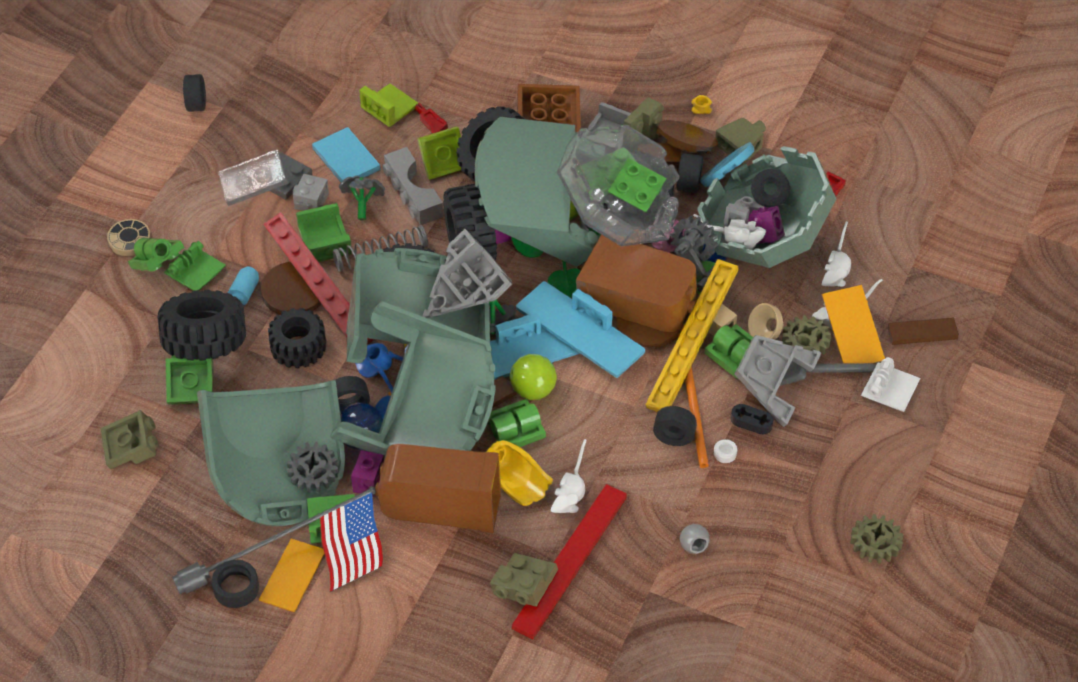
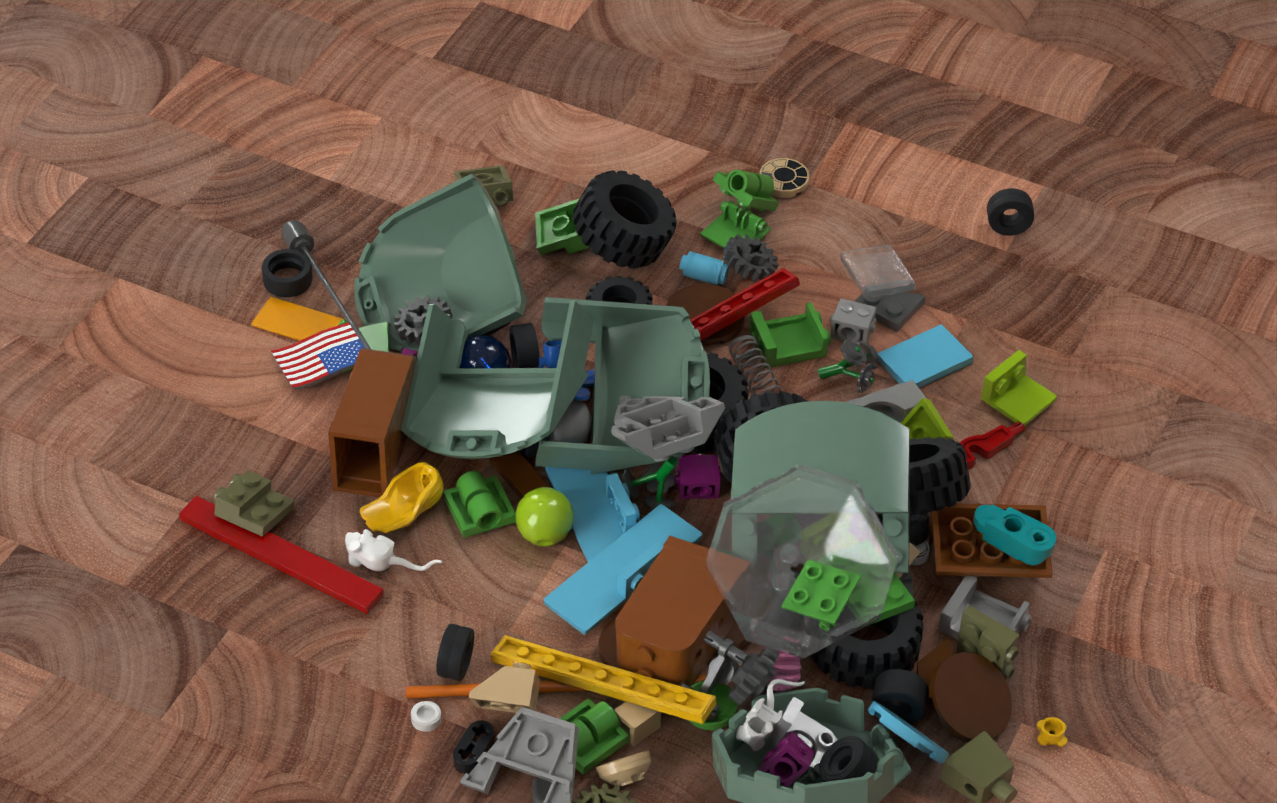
camera: 90 degrees right, 5 degrees down
(236, 254) = (750, 257): none -> dark grey gear
(553, 94) = (1015, 533): none -> teal piece
(694, 538) = (285, 666): light grey piece -> none
(714, 387) = (508, 689): none -> tan slope

